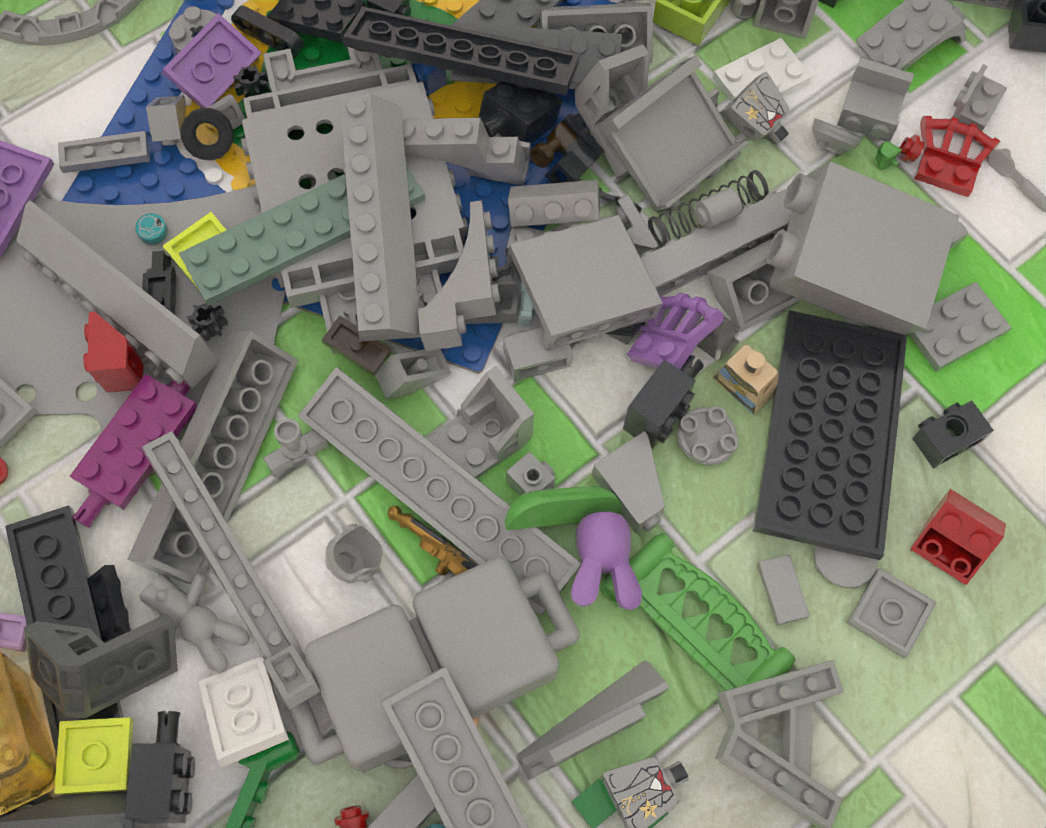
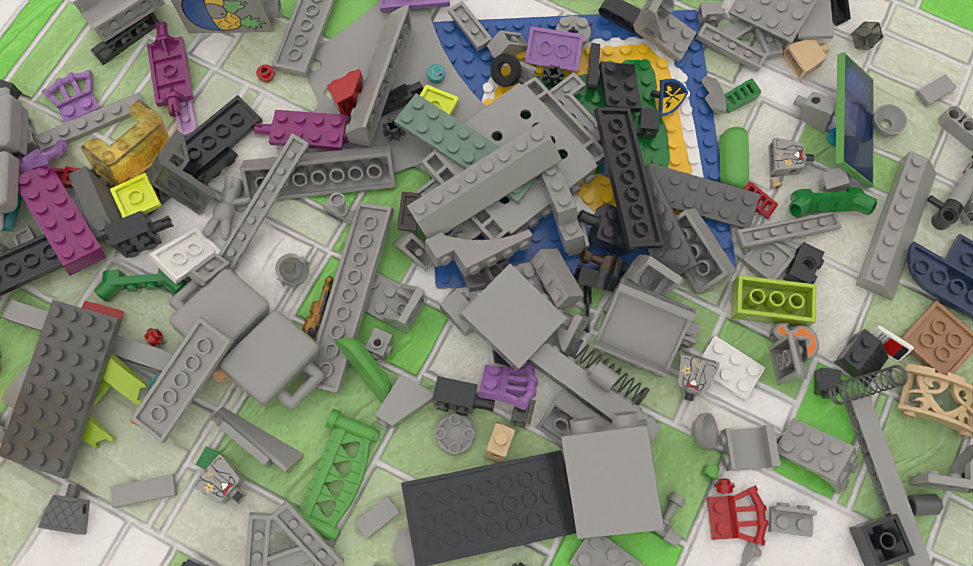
camera: 65 degrees right, 5 degrees up
(604, 548) = (351, 401): medium lavender piece -> none

